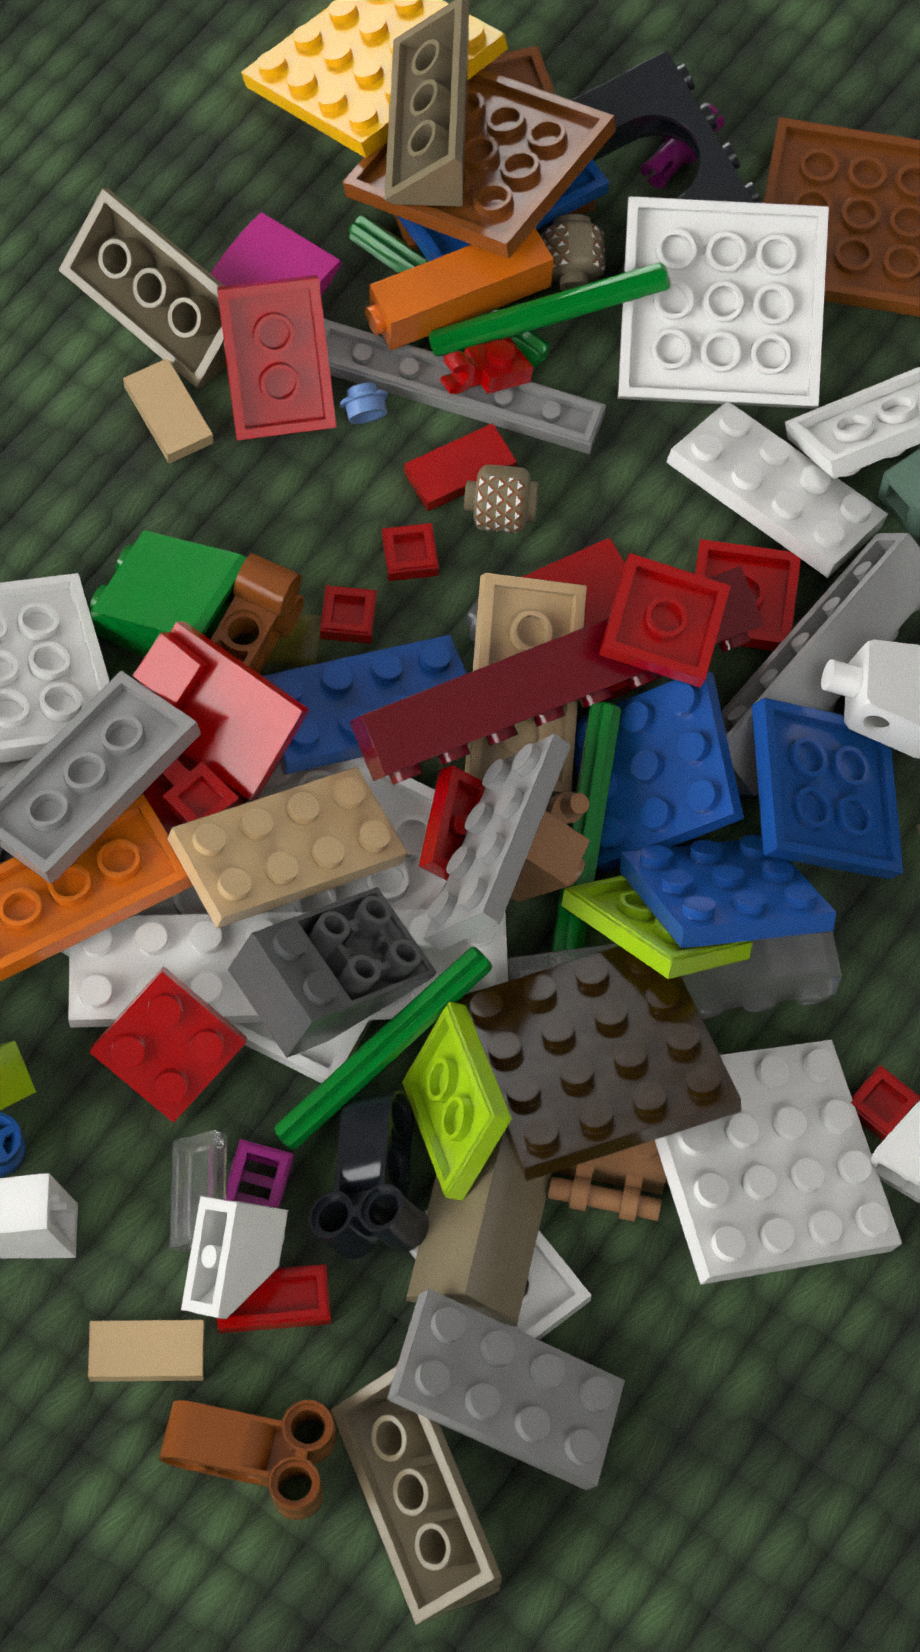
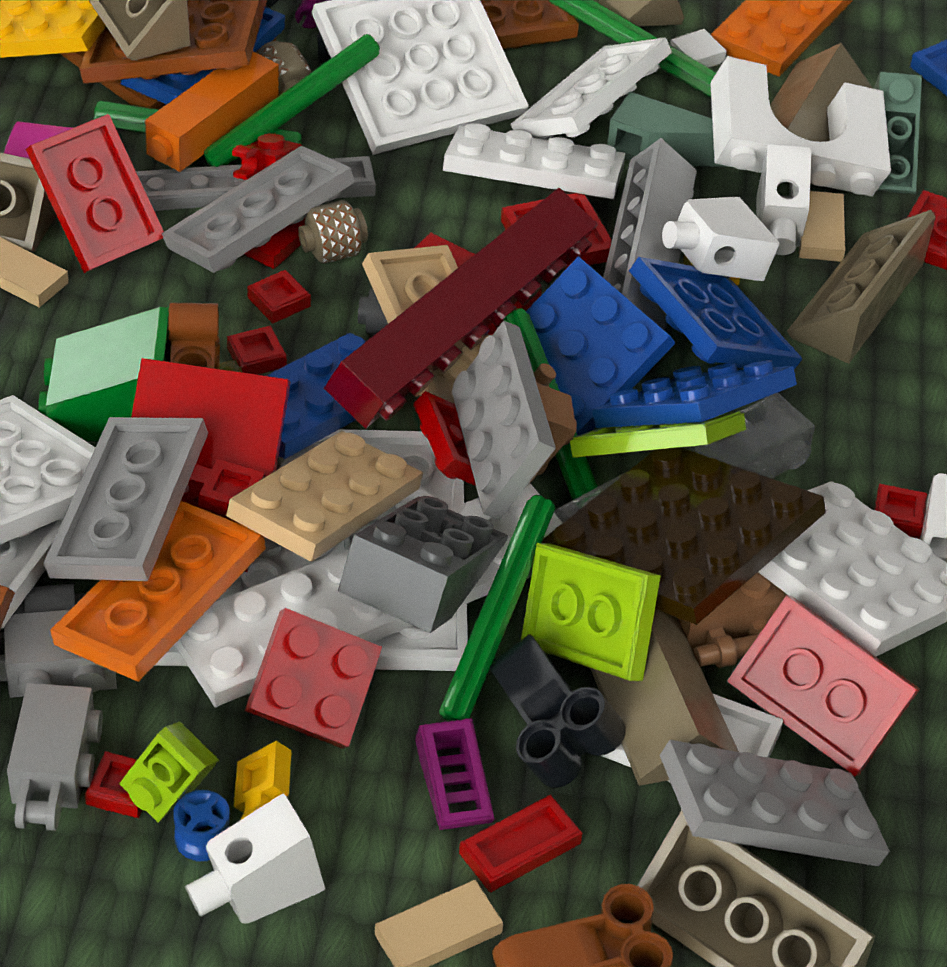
camera: 30 degrees left, 20 degrees down
(67, 1131) = (262, 777): none -> yellow plate
(170, 669) = (154, 394): tile -> none
(196, 1172) = (406, 785): clear tile -> none
(231, 1254) = (473, 802): white slope -> none
(365, 403) = (178, 208): medium blue plate -> none
(437, 439) = (258, 209): none -> light grey plate
(643, 1283) = (823, 685): none -> plate
(665, 620) = (533, 228): red plate -> none

